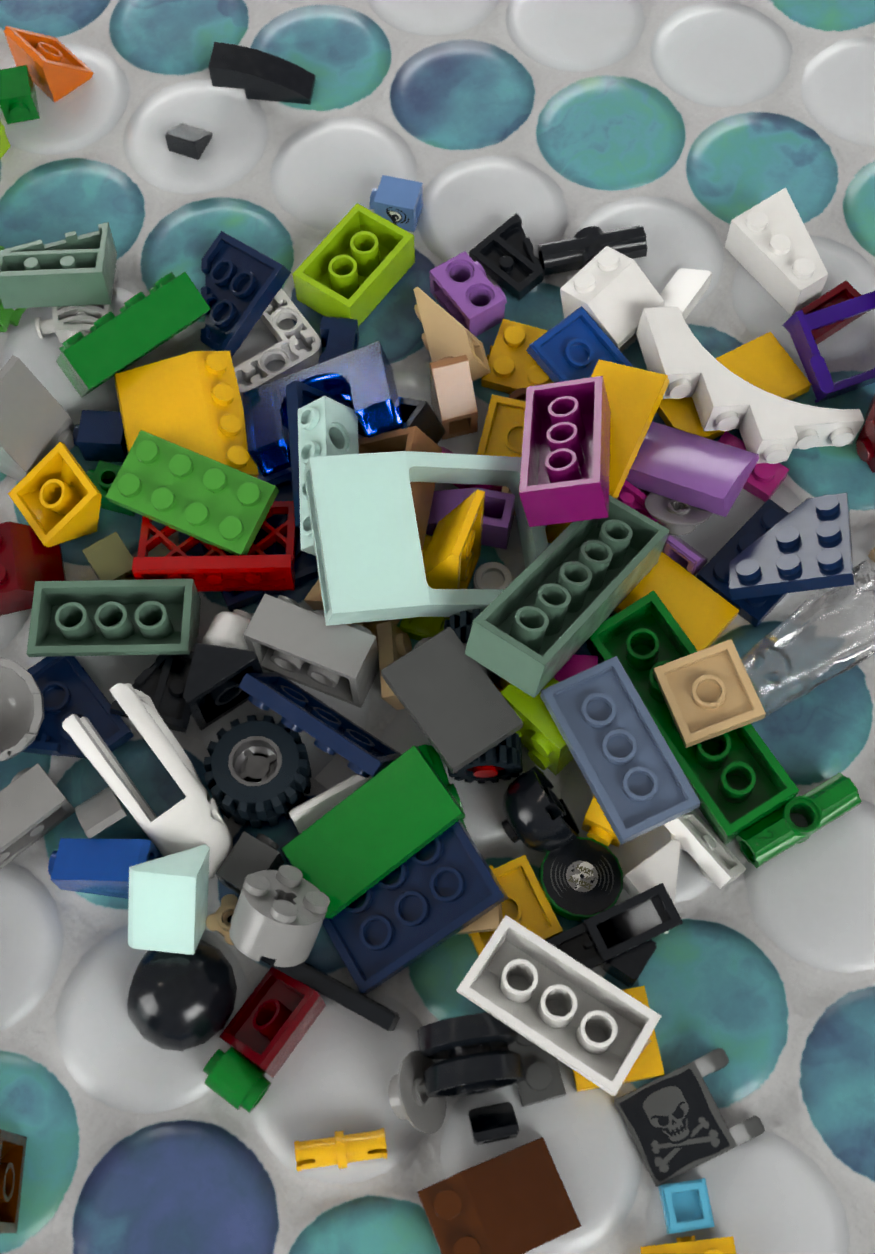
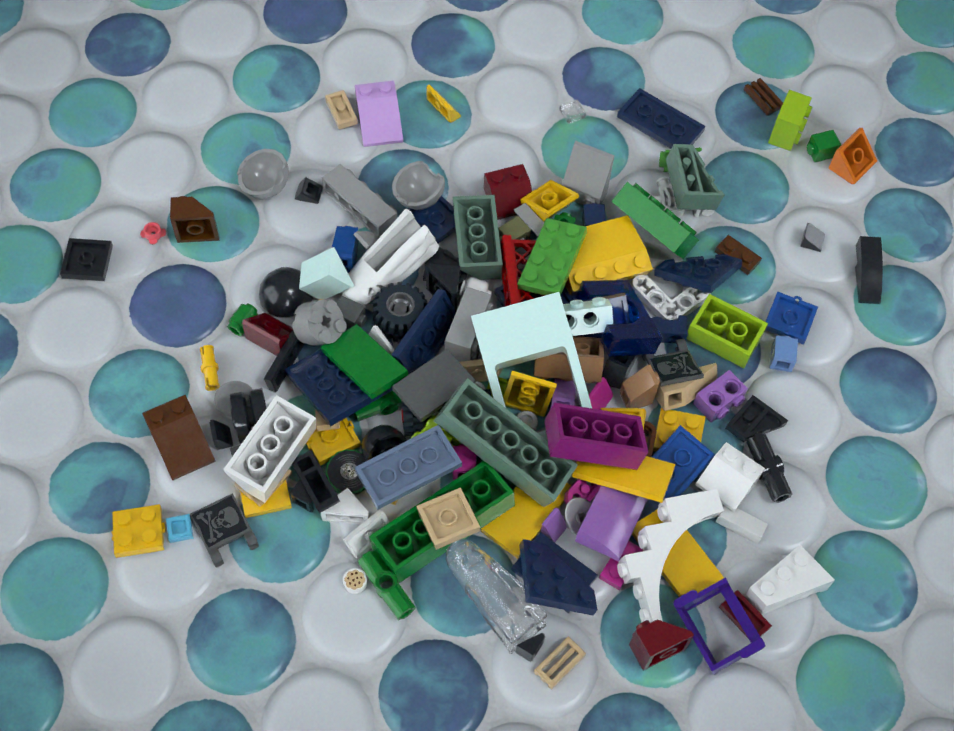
camera: 80 degrees right, 5 degrees down
(95, 528) = (530, 218): none -> light grey slope
(194, 243) = (732, 247): none -> reddish brown plate
(332, 185) = (791, 317): none -> blue plate
(414, 341) = (675, 366): none -> flag
(786, 876) = (355, 581): none -> tile

